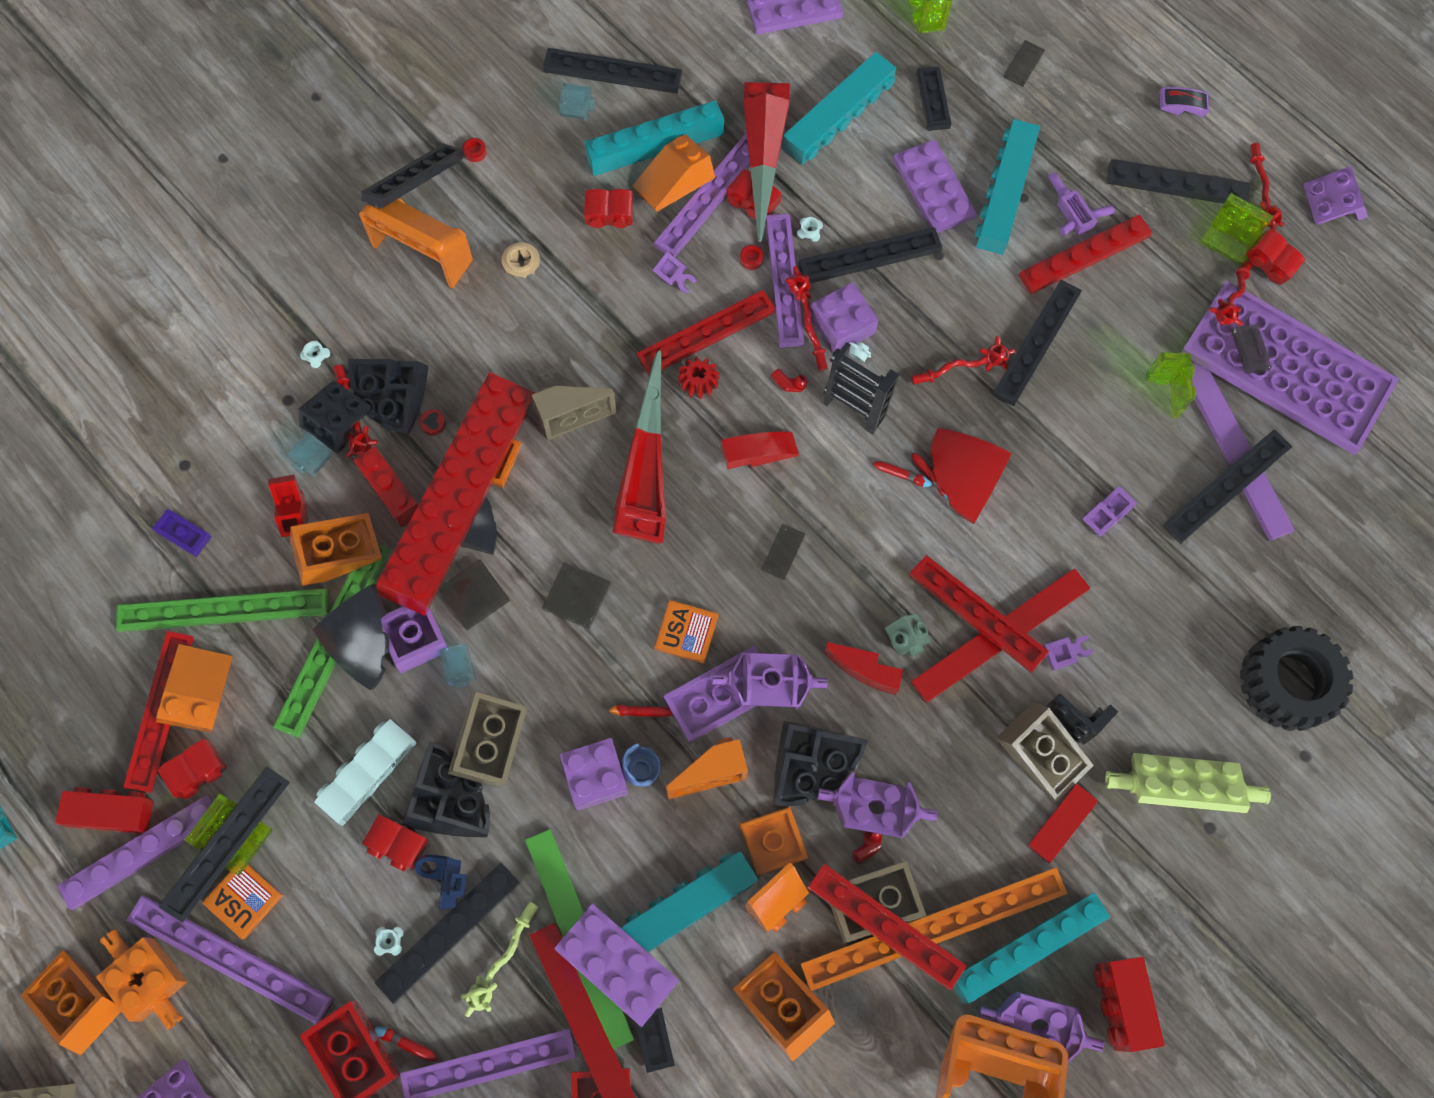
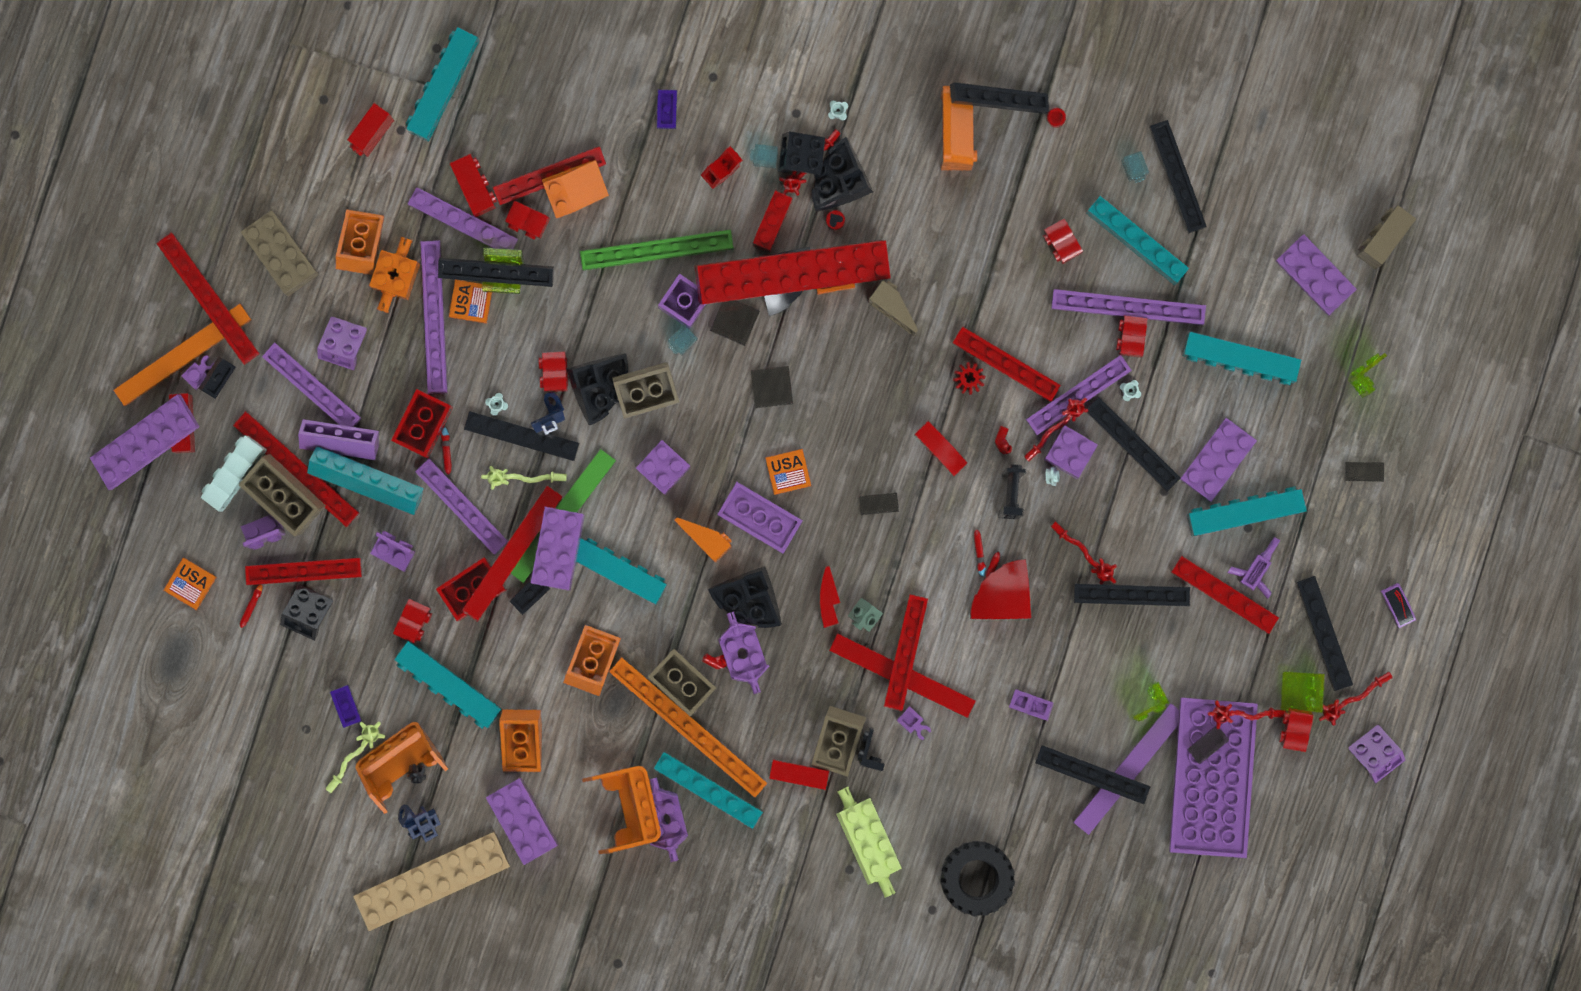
camera: 65 degrees right, 15 degrees up
(222, 609) = (634, 169): bright green tile -> none
(333, 547) = (712, 214): orange slope -> none
(356, 636) = (662, 269): black brick -> none
(365, 772) = (583, 326): light aqua brick -> none
(511, 256) = (997, 205): tan gear -> none
(640, 498) = (862, 389): red plate -> none
(640, 766) = (684, 493): medium blue hair -> none
(642, 711) = (720, 472): red piece -> none
(672, 270) = (1039, 313): medium lavender plate -> none
(674, 173) = (1113, 271): orange slope -> none
(749, 683) = (779, 527): medium lavender plate -> none
(751, 257) = (1084, 362): red tile -> none
(765, 120) = (1201, 309): red plate -> none
(773, 841) = (686, 601): orange tile -> none
(777, 899) = (649, 622): orange slope -> none
(887, 927) = (668, 695): red plate -> none
(933, 98) = (1294, 421): black tile -> none
(1128, 1005) = (706, 864): red brick -> none

